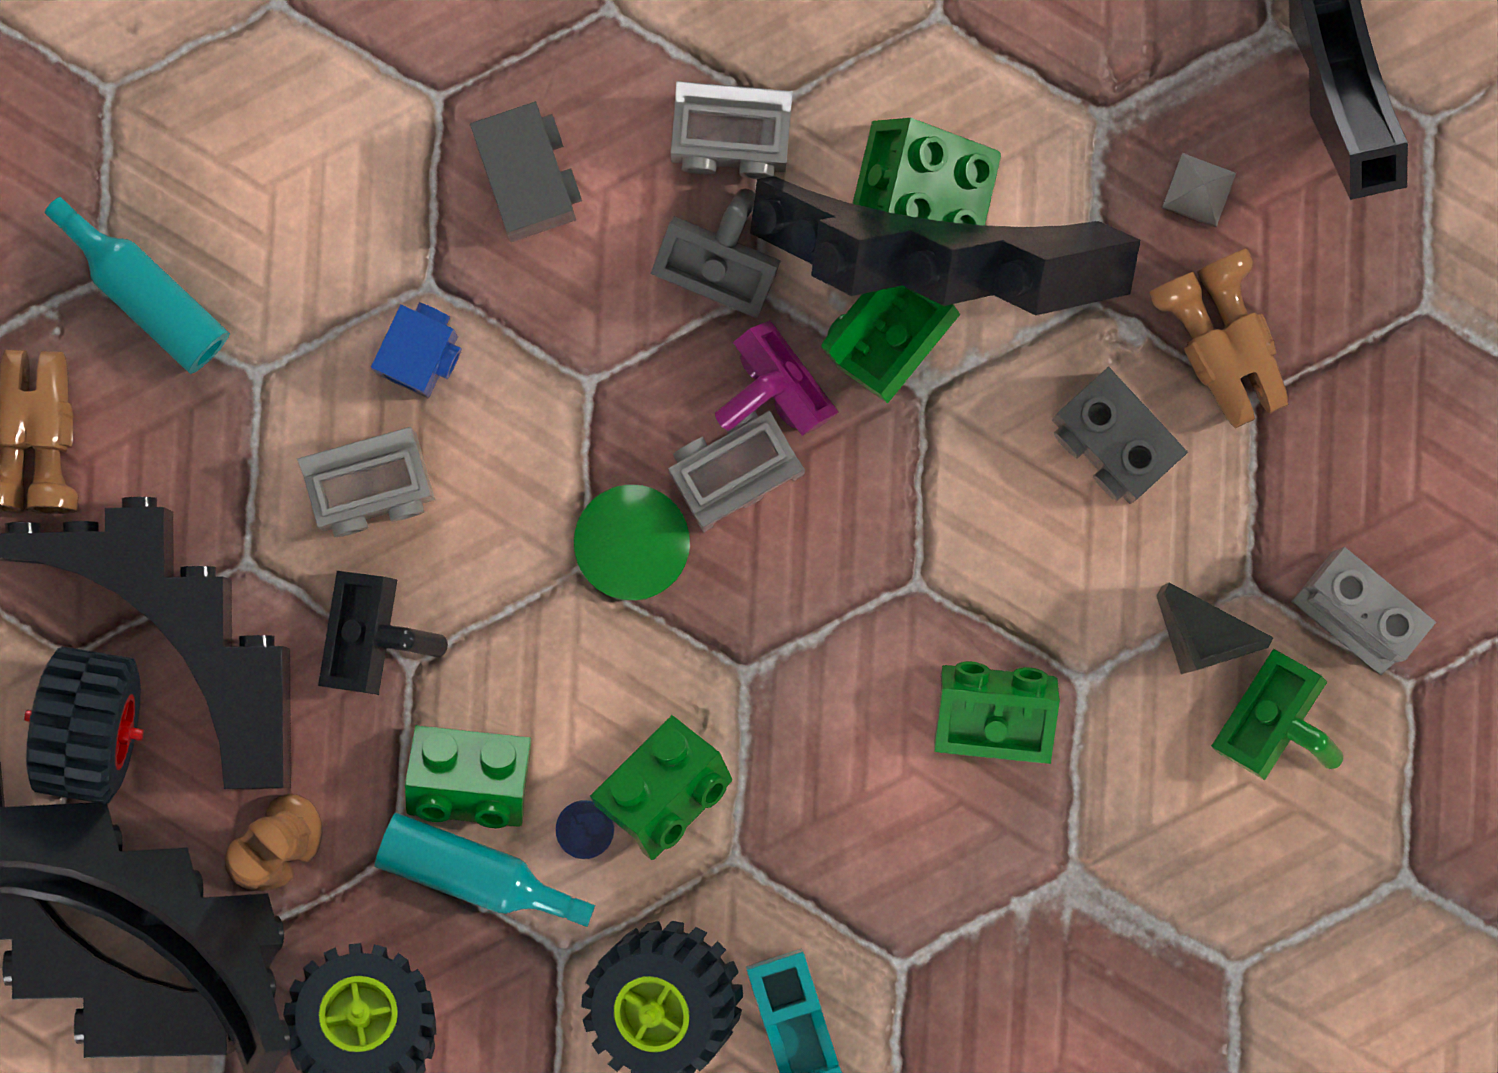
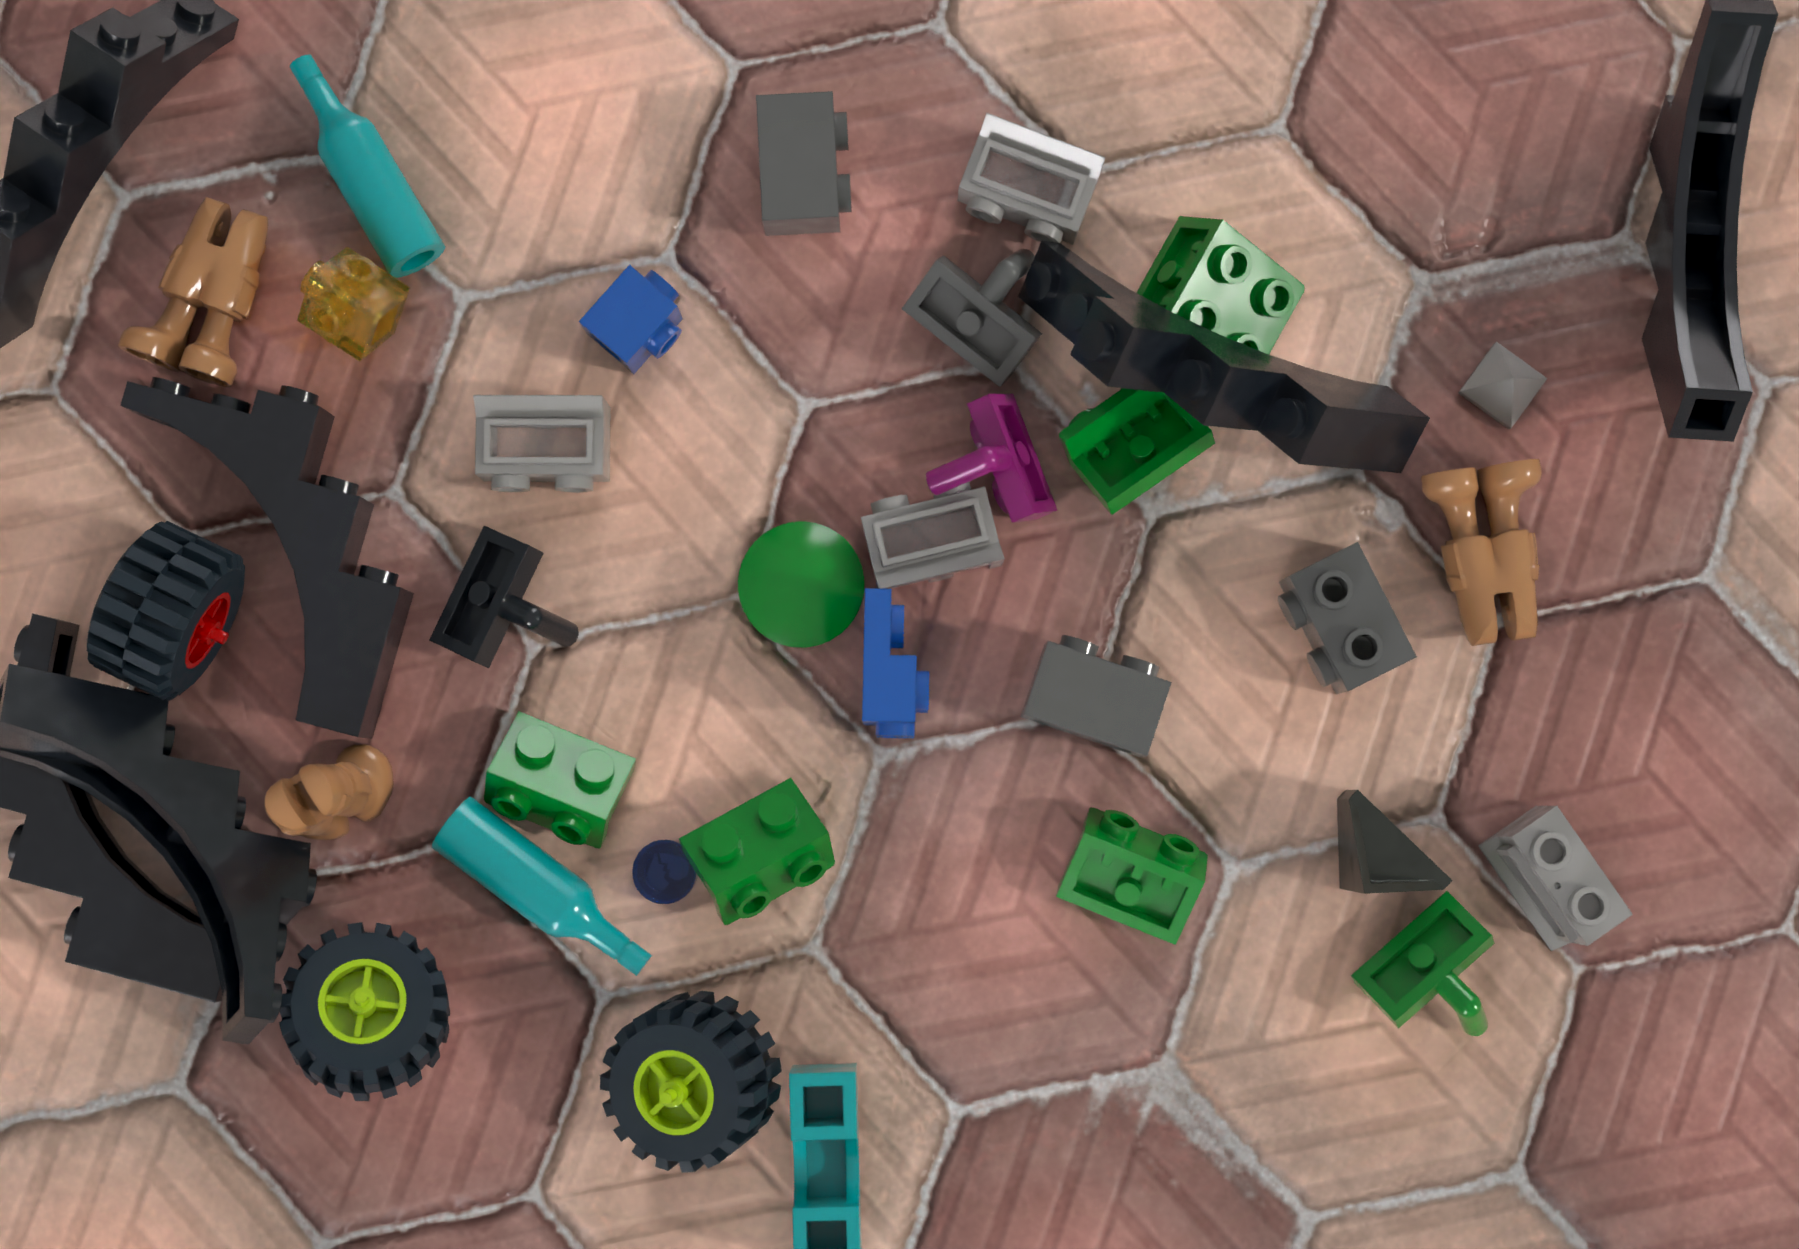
camera: 20 degrees right, 0 degrees up
(163, 407) = (352, 303): none -> clear yellow brick
(737, 606) = (890, 682): none -> blue plate
(919, 568) = (1097, 697): none -> dark grey brick

